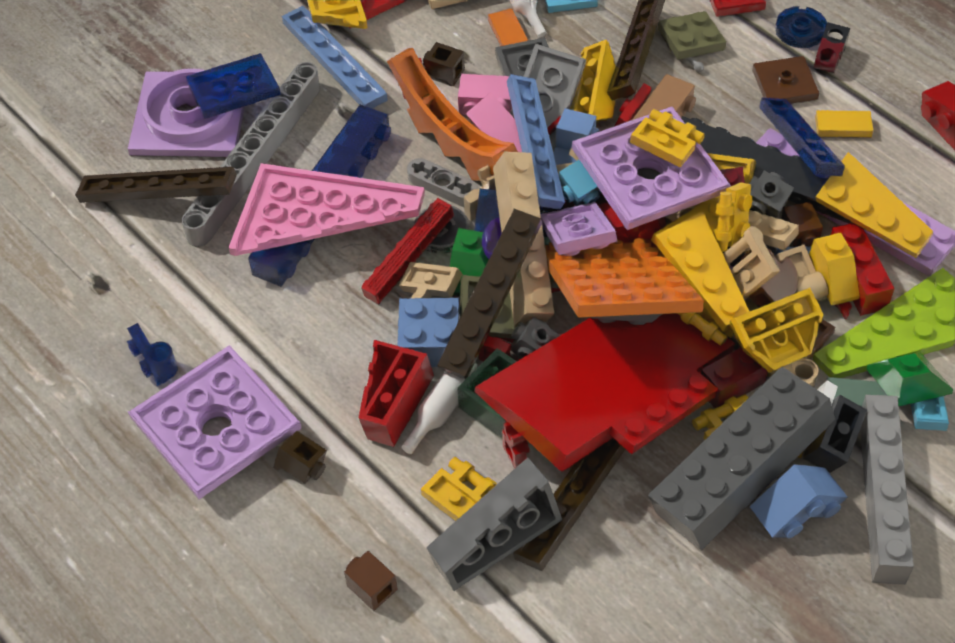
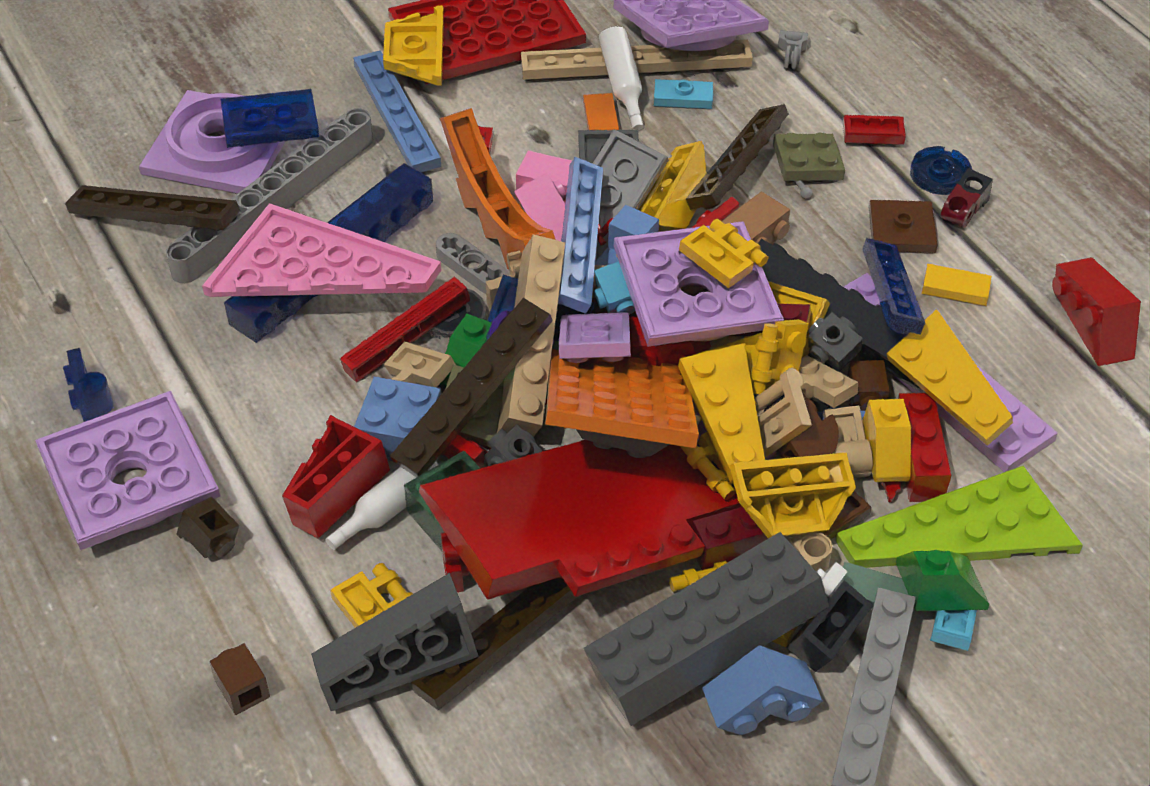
camera: 10 degrees right, 5 degrees down
(444, 63) = (516, 136): dark brown brick -> none

